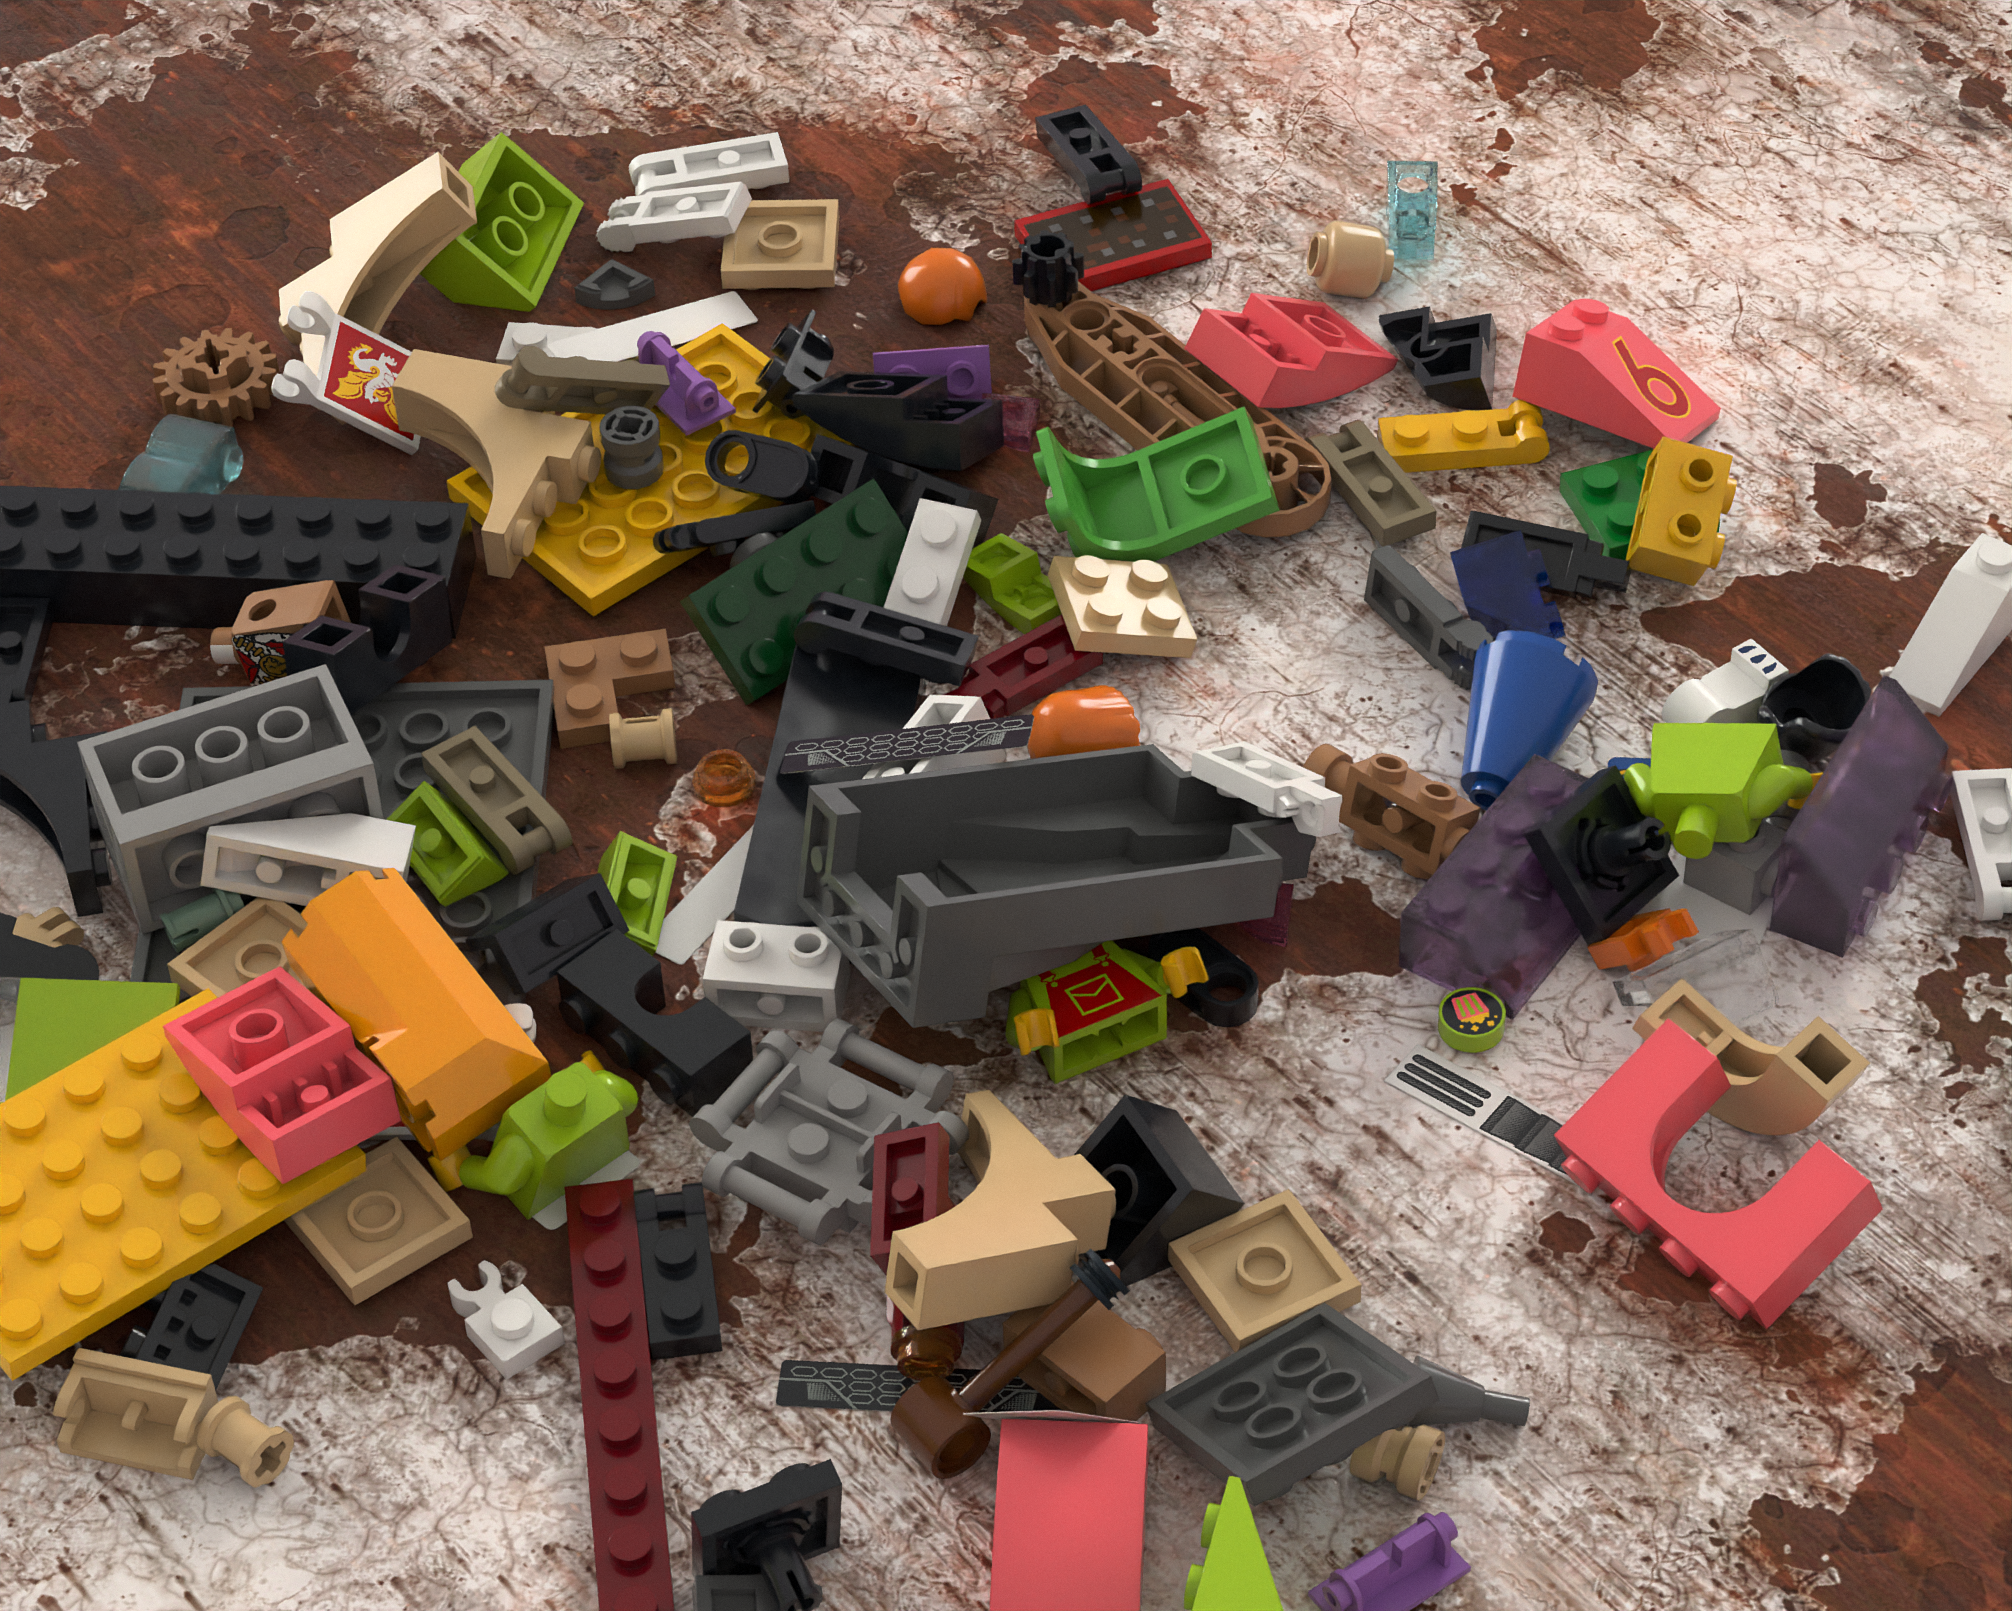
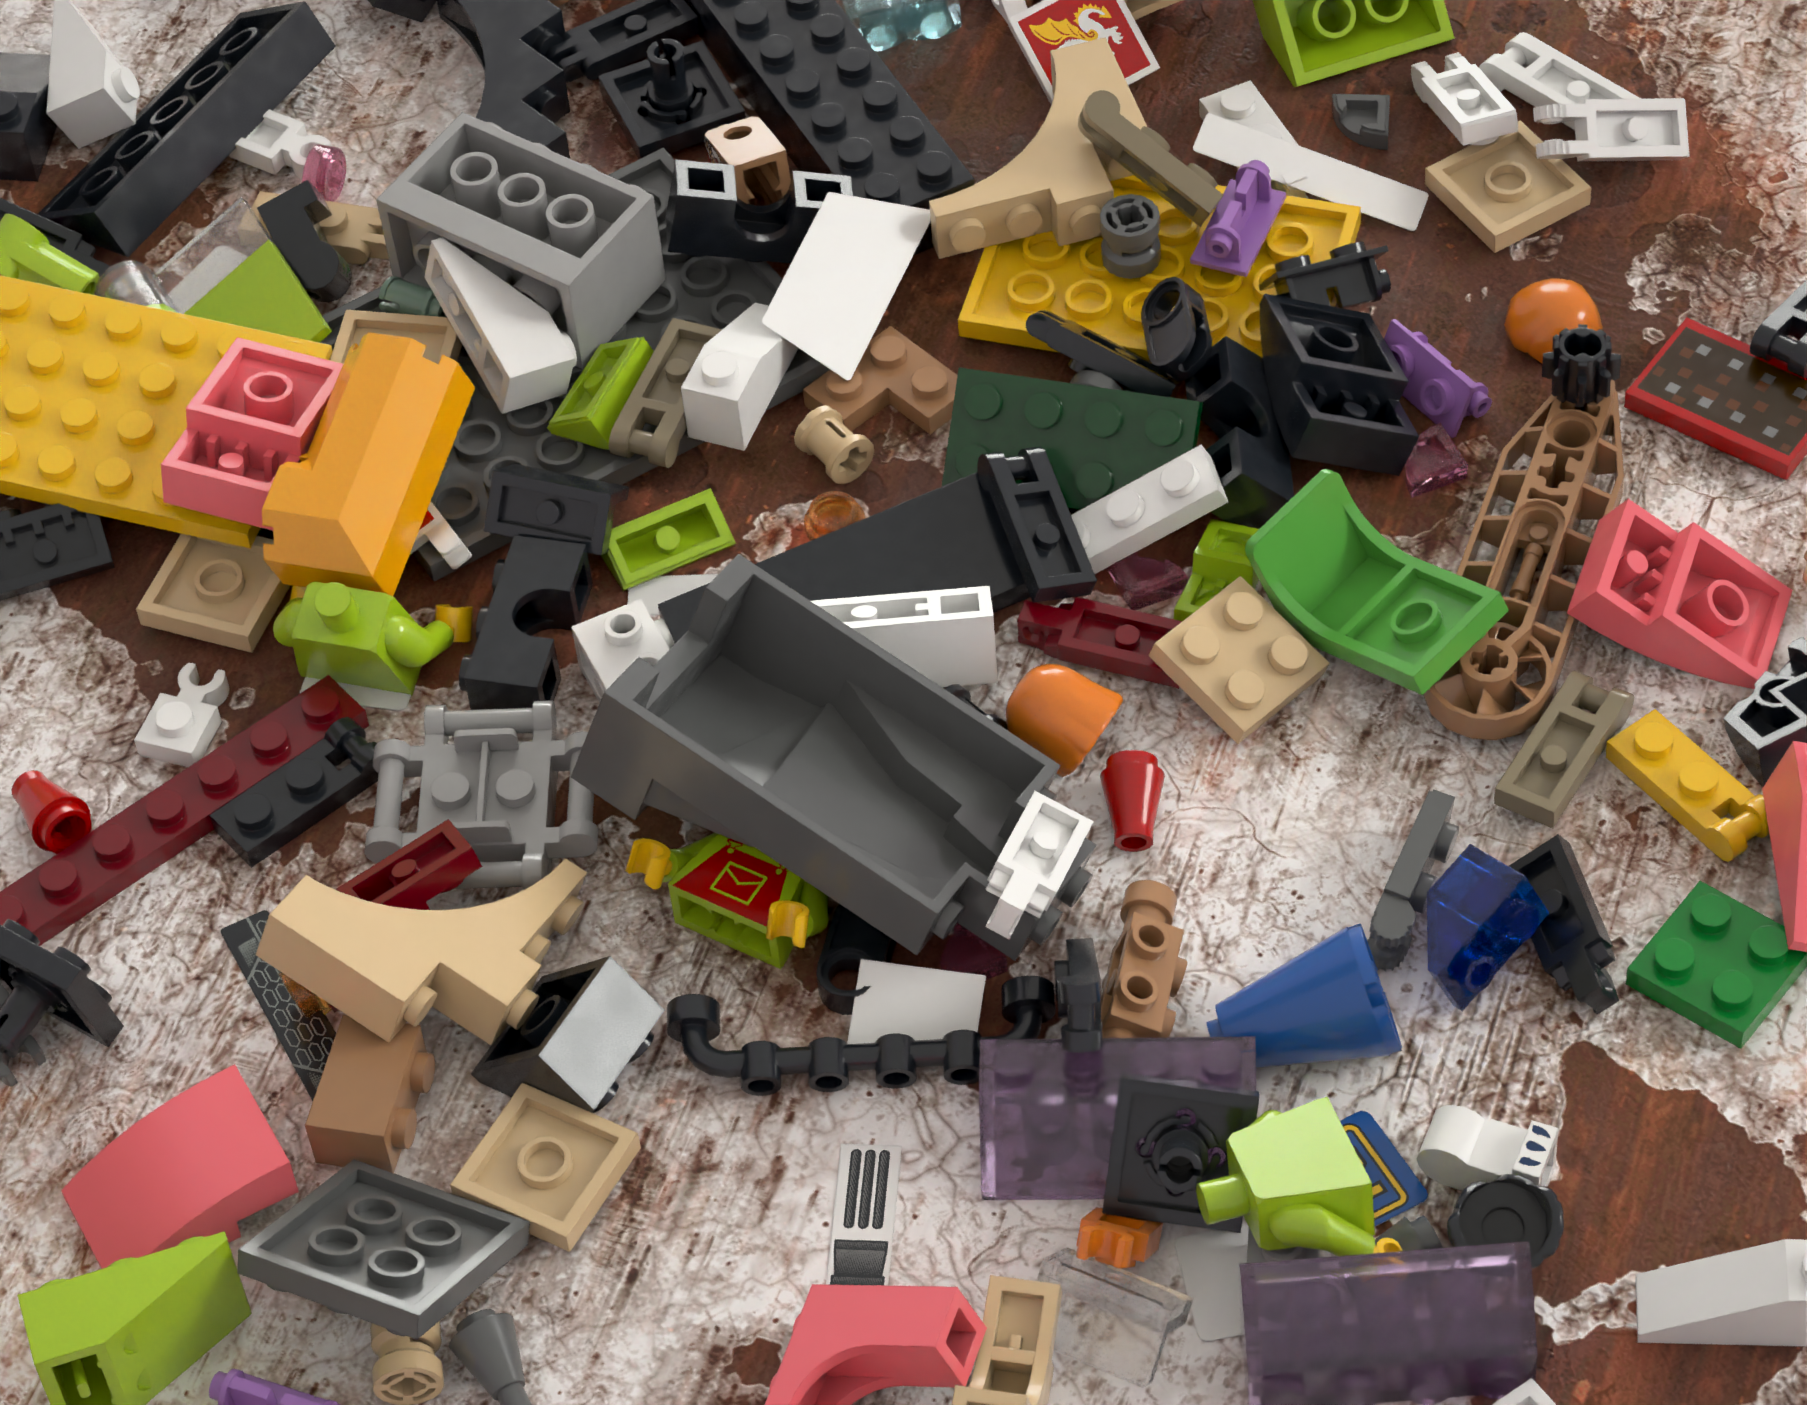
camera: 60 degrees right, 5 degrees up
(123, 649) = (669, 90): none -> black plate
(500, 624) = (845, 277): none -> white sticker
(530, 1463) = (51, 812): none -> red cone
(533, 738) = (735, 380): none -> white slope
(803, 154) = (1618, 130): none -> white hinge
(907, 744) = (905, 602): black sticker -> none
(932, 1410) = (250, 1031): reddish brown piece -> none
(980, 620) = (1147, 580): none -> clear pink tile
(1056, 1415) = (262, 1097): white sticker -> none
(1192, 727) = (1132, 794): none -> red cone
(1303, 965) = (914, 1002): none -> white sticker
(1307, 1037) = (827, 1060): none -> black bar
(1411, 830) = (1079, 997): none -> black plate
(1471, 1019) = (946, 1167): tile -> none
(1681, 511) = (1690, 990): yellow brick -> none

